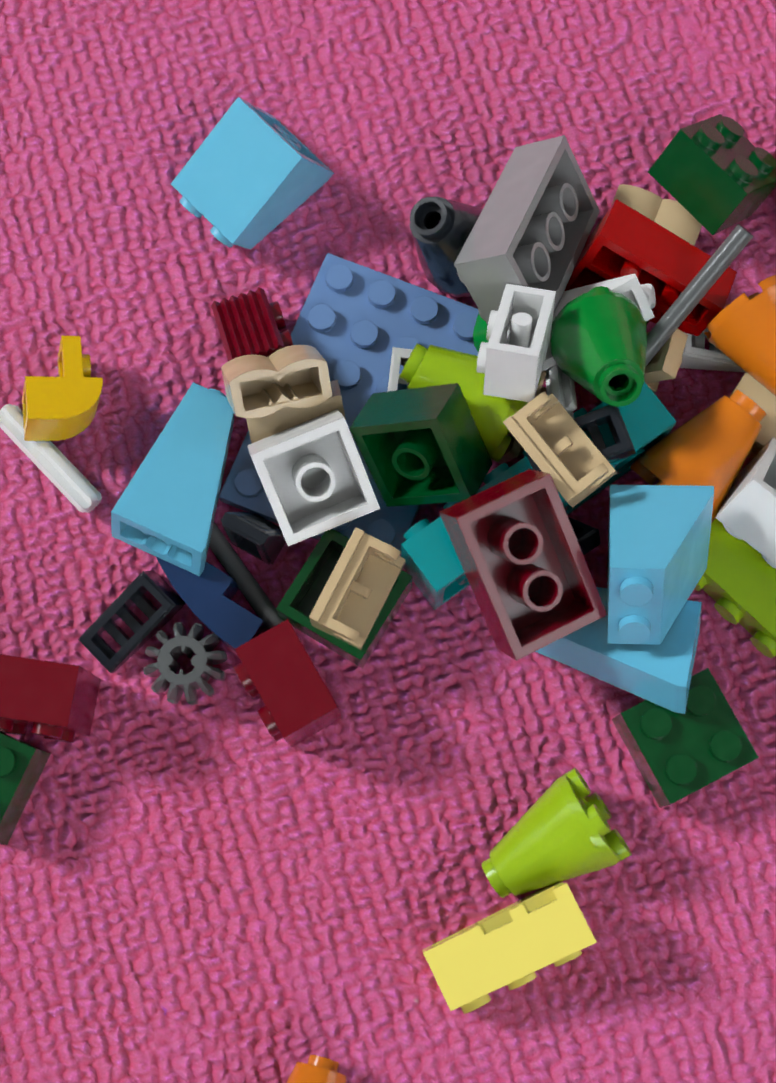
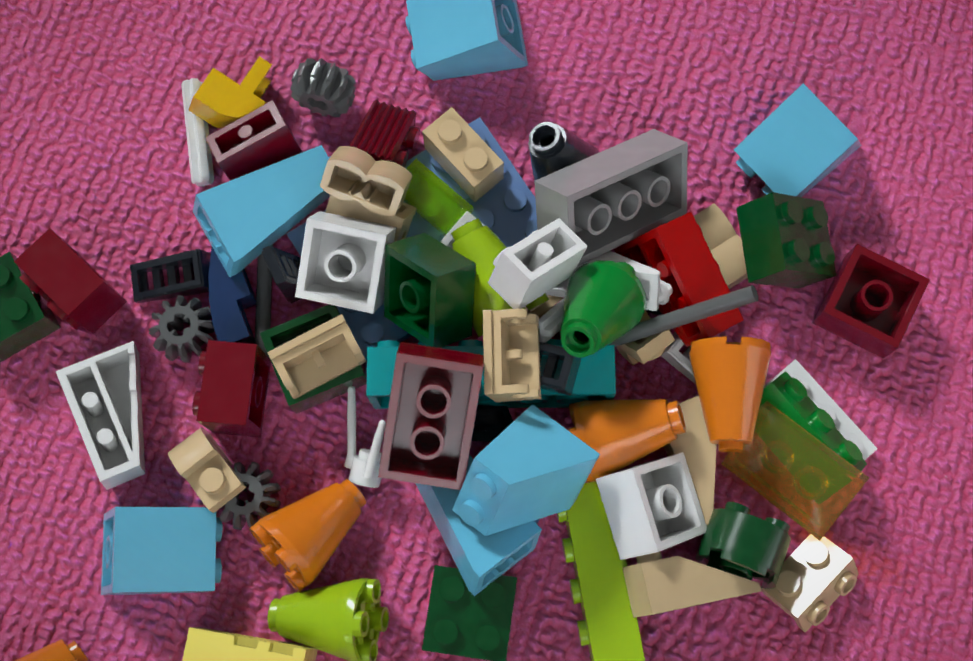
camera: 35 degrees right, 0 degrees up
(121, 427) = (253, 142): none -> dark red brick
(150, 325) = (323, 87): none -> dark grey gear
(173, 800) = (108, 412): none -> white wedge
(321, 783) = (206, 469): none -> tan brick
(330, 902) = (160, 550): none -> medium azure slope
(346, 295) = (463, 154): none -> tan brick
(353, 360) = (434, 198): none -> clear neon green tile
(368, 799) = (259, 486): none -> dark grey gear
(468, 773) = (308, 531): none -> orange cone
(476, 665) = (366, 464): none -> white plant
(657, 77) = (796, 145): none -> medium azure slope

